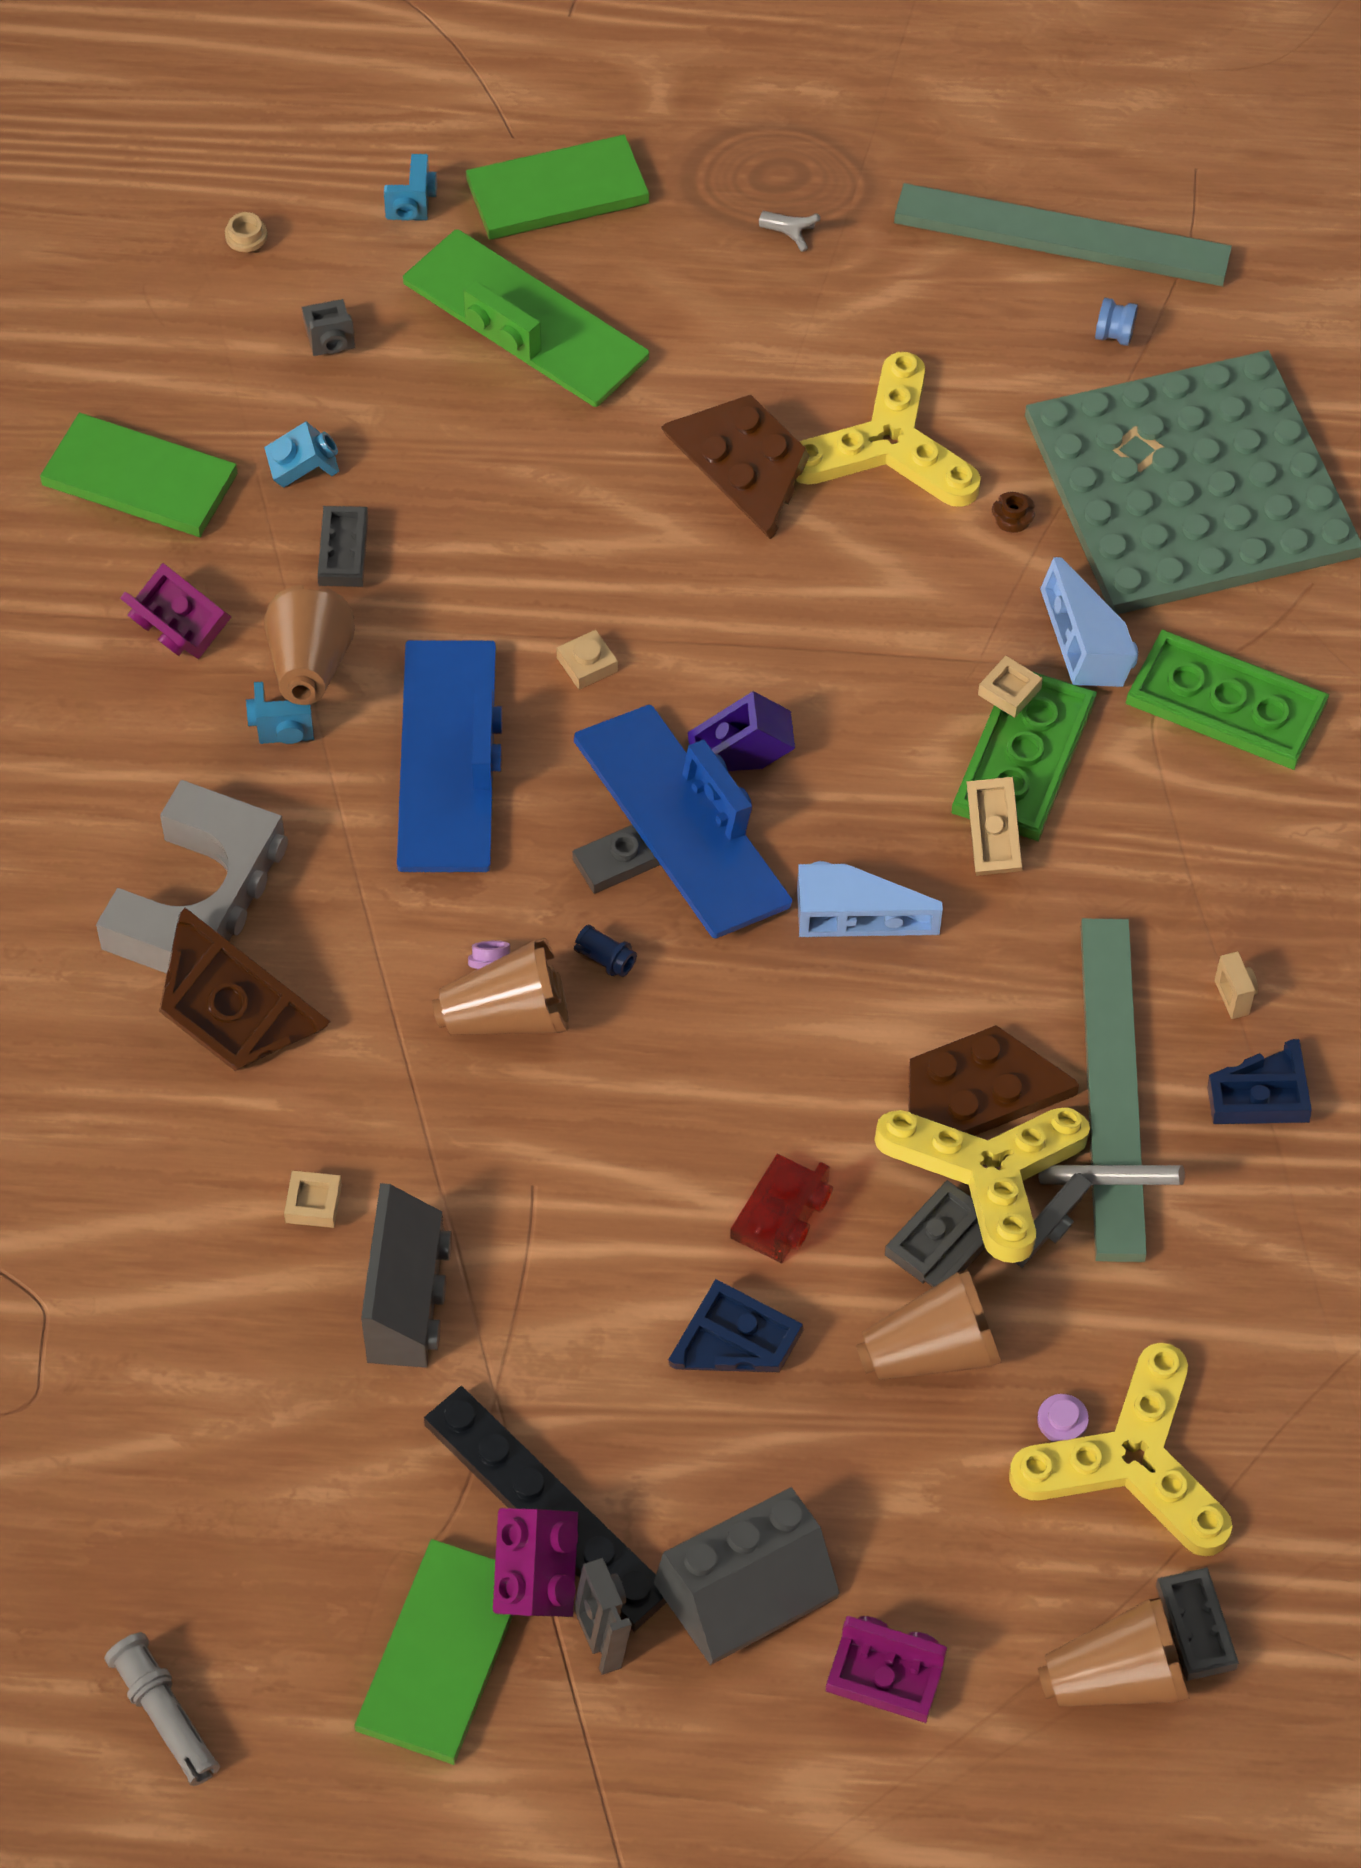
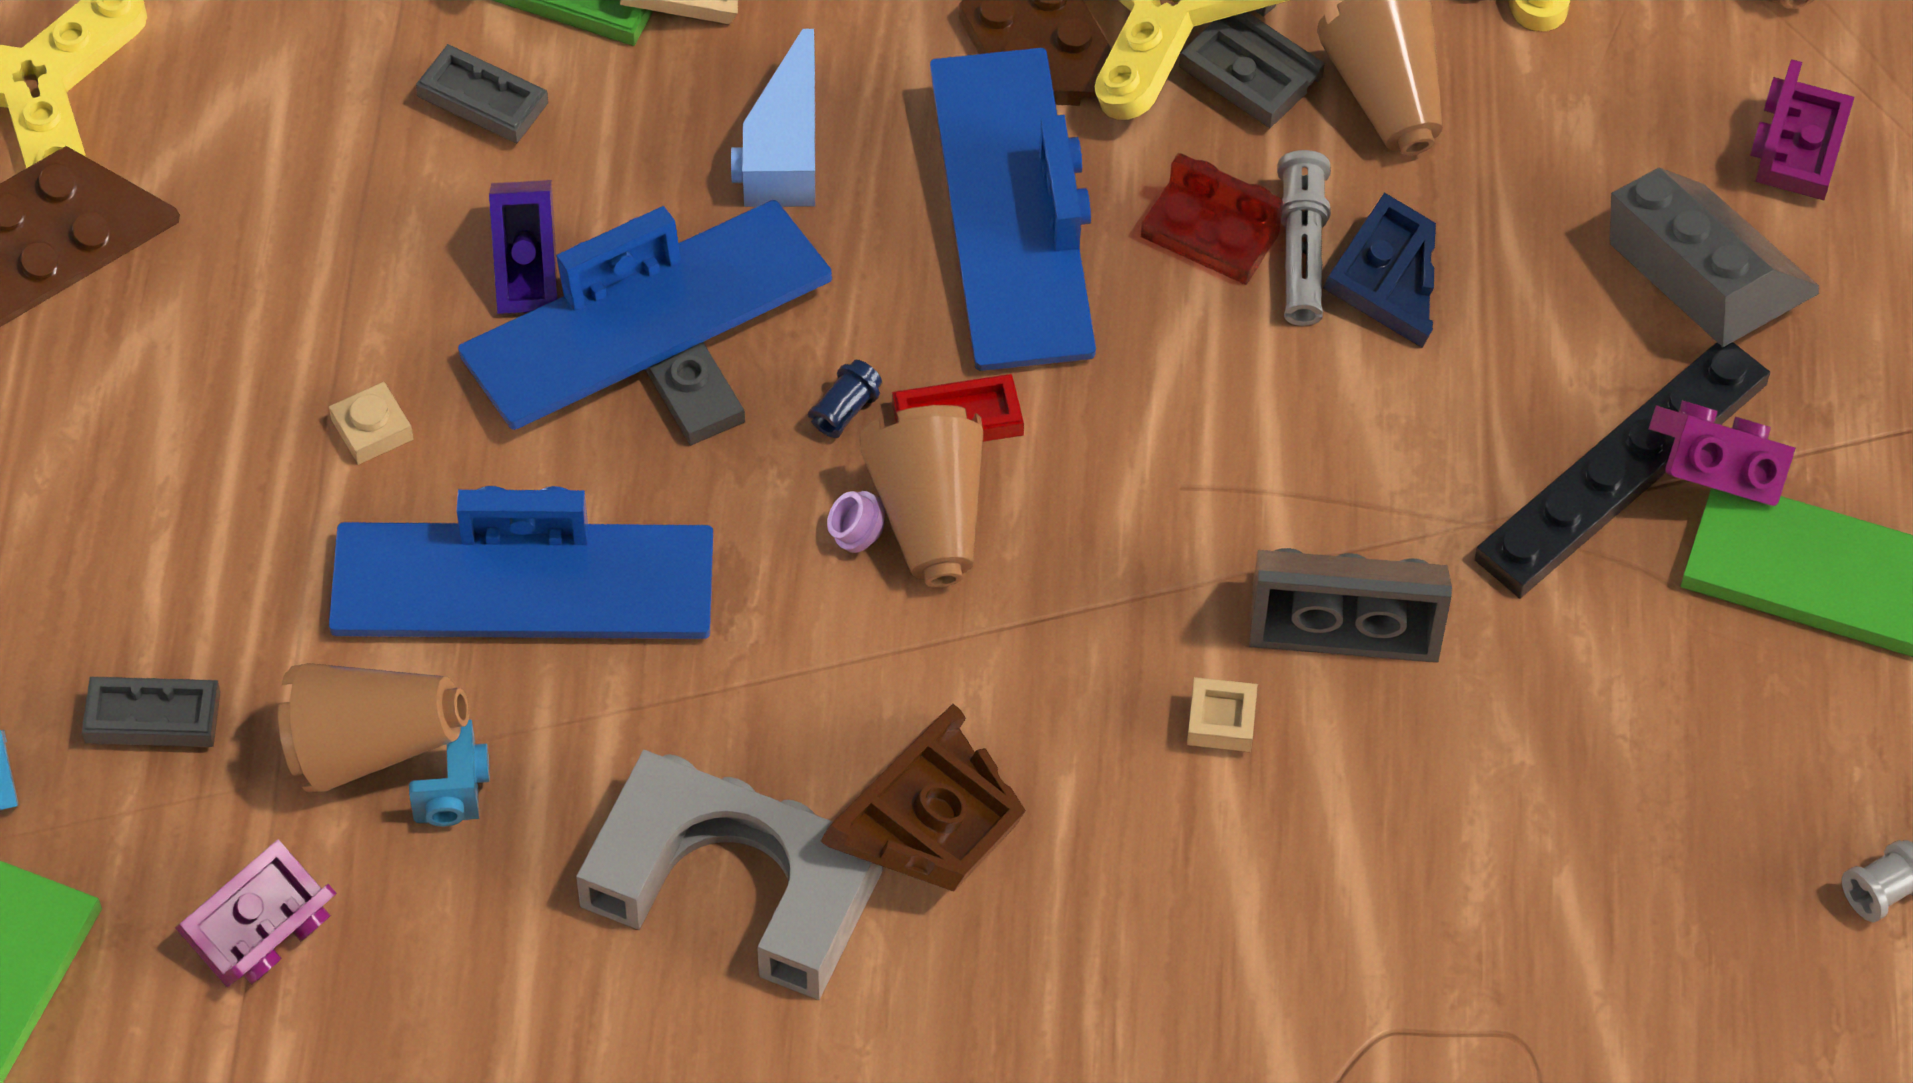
camera: 90 degrees left, 0 degrees up
(597, 1030) = (989, 397): none -> red tile
(598, 1612) = (1788, 377): dark grey plate -> none
(786, 1058) = (1014, 208): none -> blue bracket
(788, 1271) = (1304, 295): none -> light grey pin
(886, 708) = (482, 93): none -> dark grey plate

